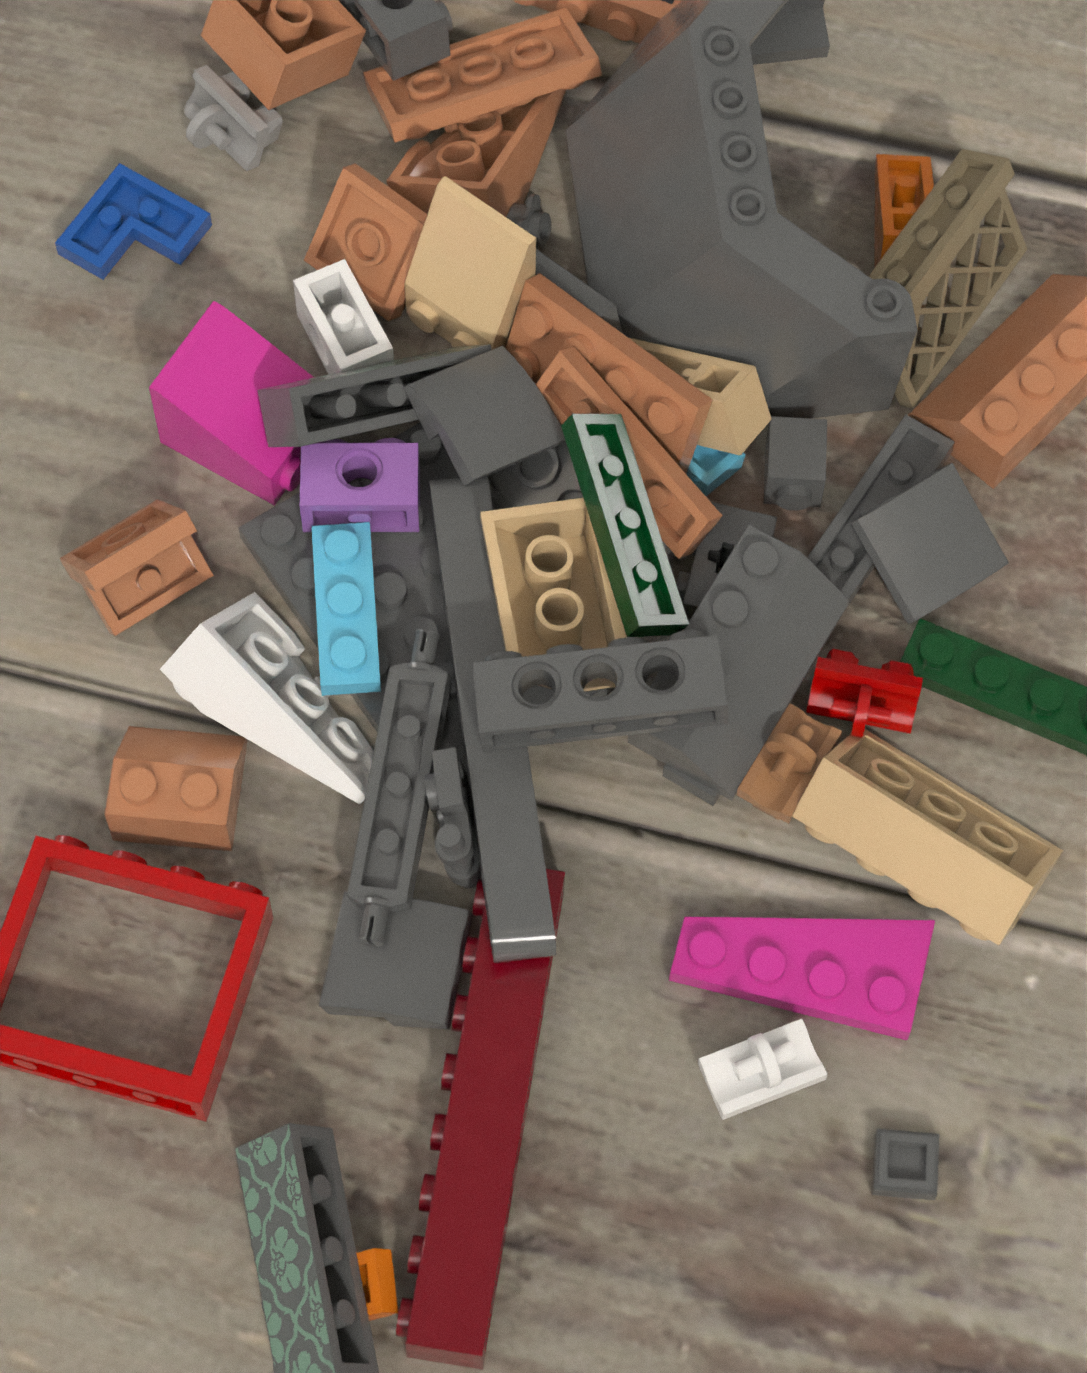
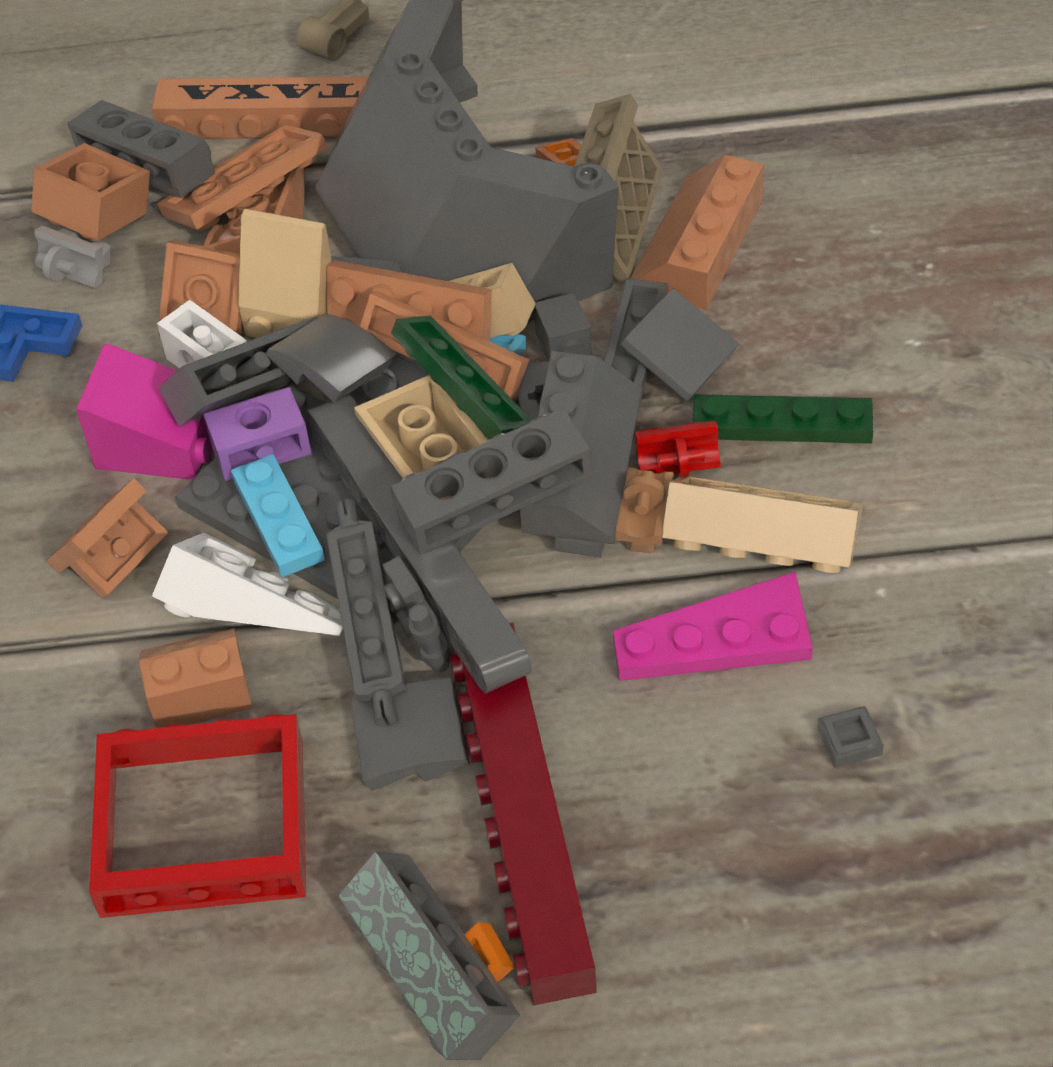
camera: 15 degrees left, 15 degrees down
(762, 1069) = (715, 704): white hips -> none

